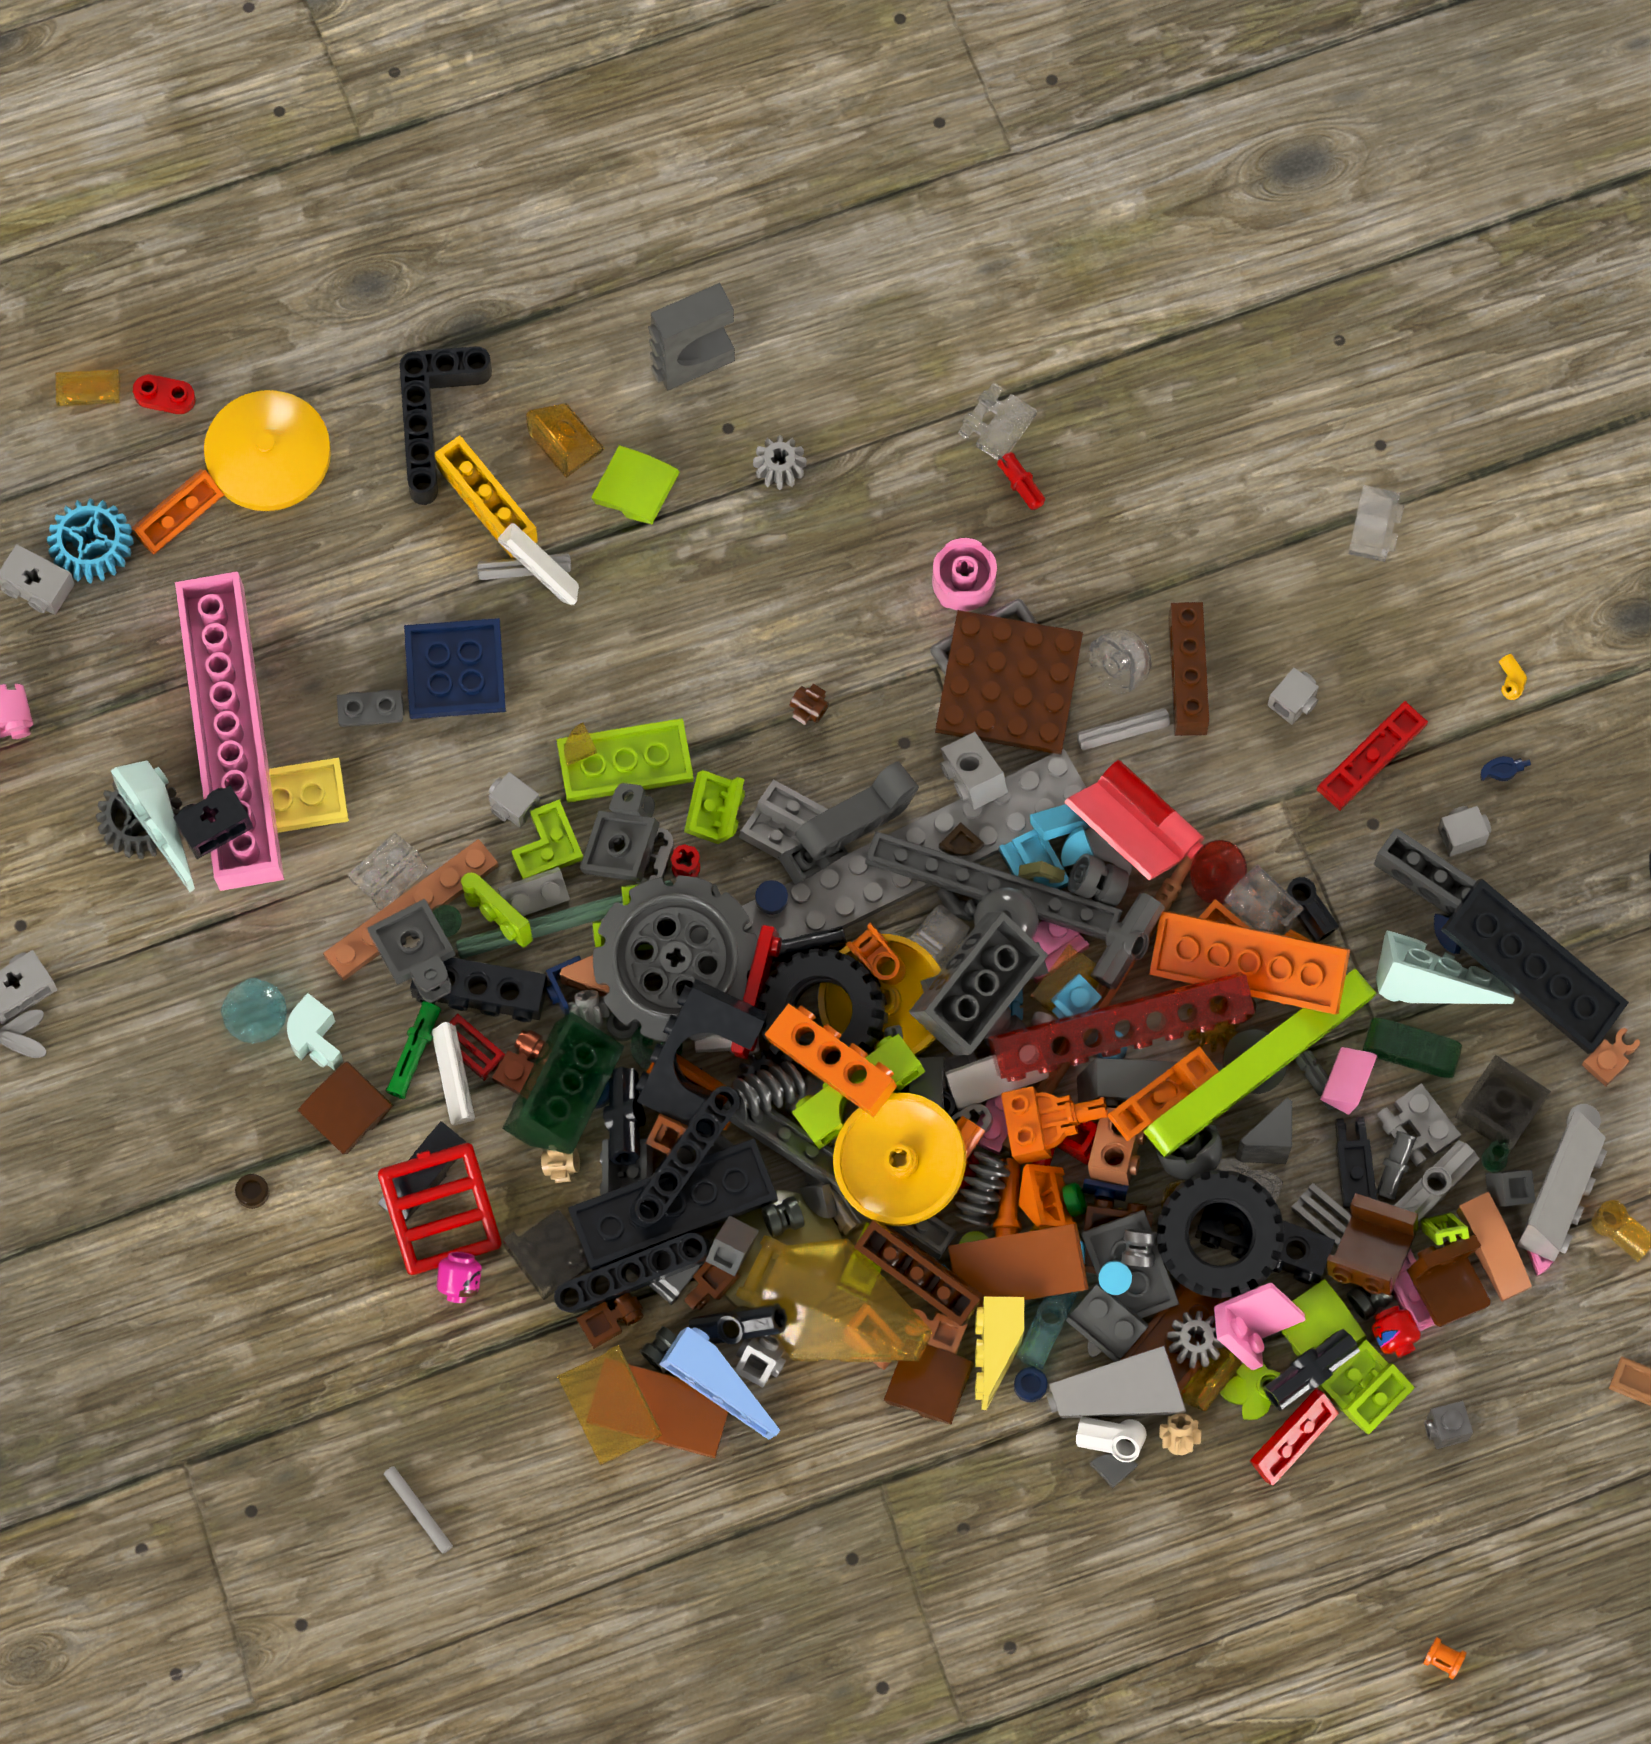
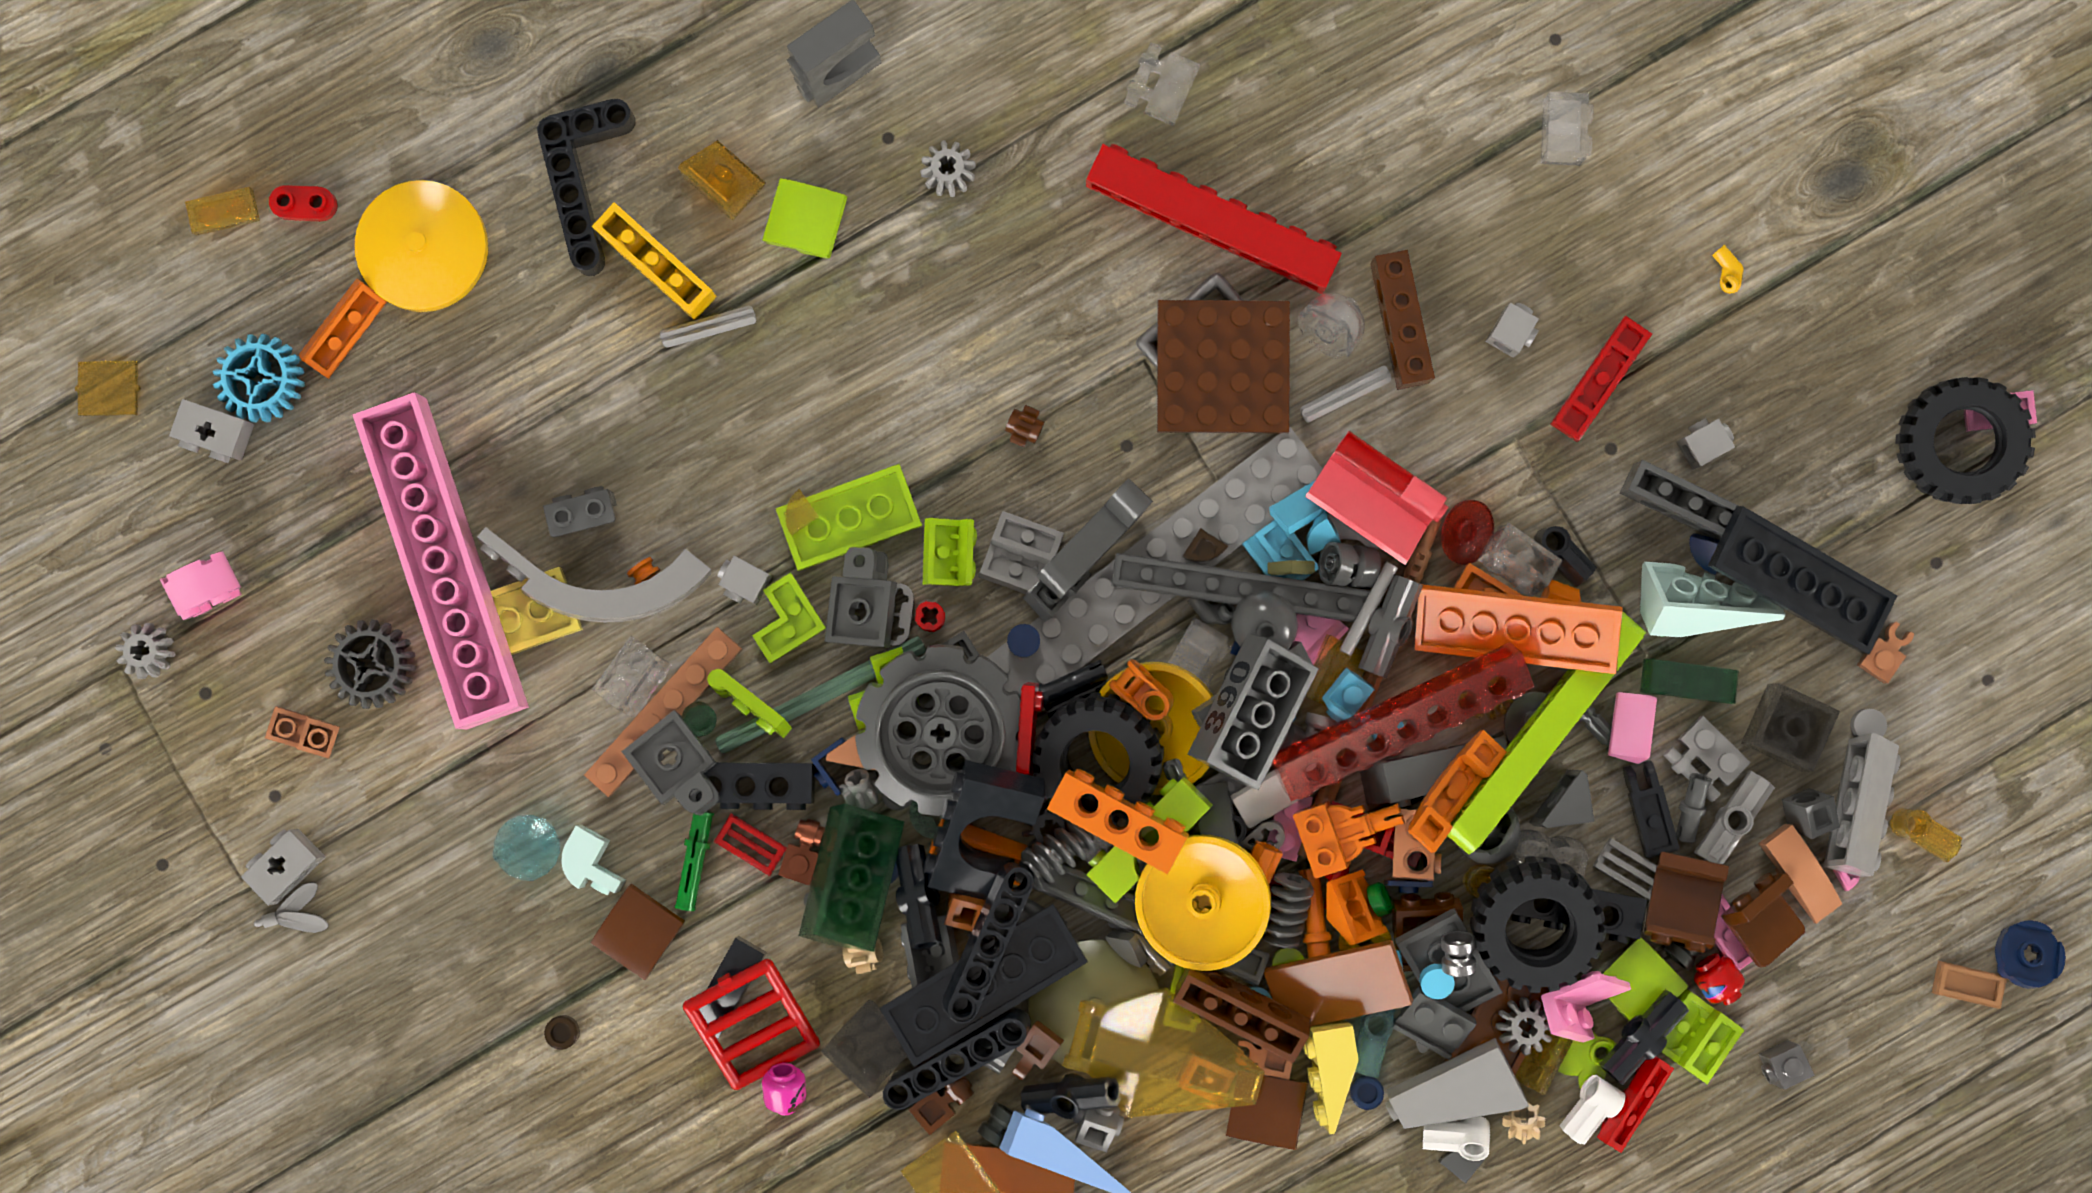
camera: 10 degrees left, 15 degrees up
(60, 869) = (302, 732): none -> nougat slope
(149, 801) = (372, 655): light aqua wedge -> none
(206, 836) = (458, 670): black brick -> none
(372, 795) = (604, 606): none -> light grey arch
(418, 776) = (643, 571): none -> orange bush
(453, 1074) = (739, 879): white slope -> none
(454, 668) = (658, 449): dark blue plate -> none
(536, 892) = (783, 675): light grey plate -> none
(539, 564) = (723, 326): white slope -> none
(732, 1245) = (1051, 1019): dark grey brick -> none
(783, 1216) = (1088, 979): pearl dark grey wheel -> none
(960, 591) = (1171, 246): bright pink brick -> none
(973, 770) = (1198, 453): light grey brick -> none
(1021, 481) = (1198, 145): red axle -> none
(1024, 548) = (1213, 218): none -> red brick
(1108, 921) = (1368, 609): none -> light grey bar
(1255, 1428) = (1596, 1103): none -> white piece
(1436, 1228) = (1761, 880): lime tile -> none
(1488, 1157) = (1782, 782): clear green pin -> none
(1503, 768) = (1733, 367): dark blue piece -> none

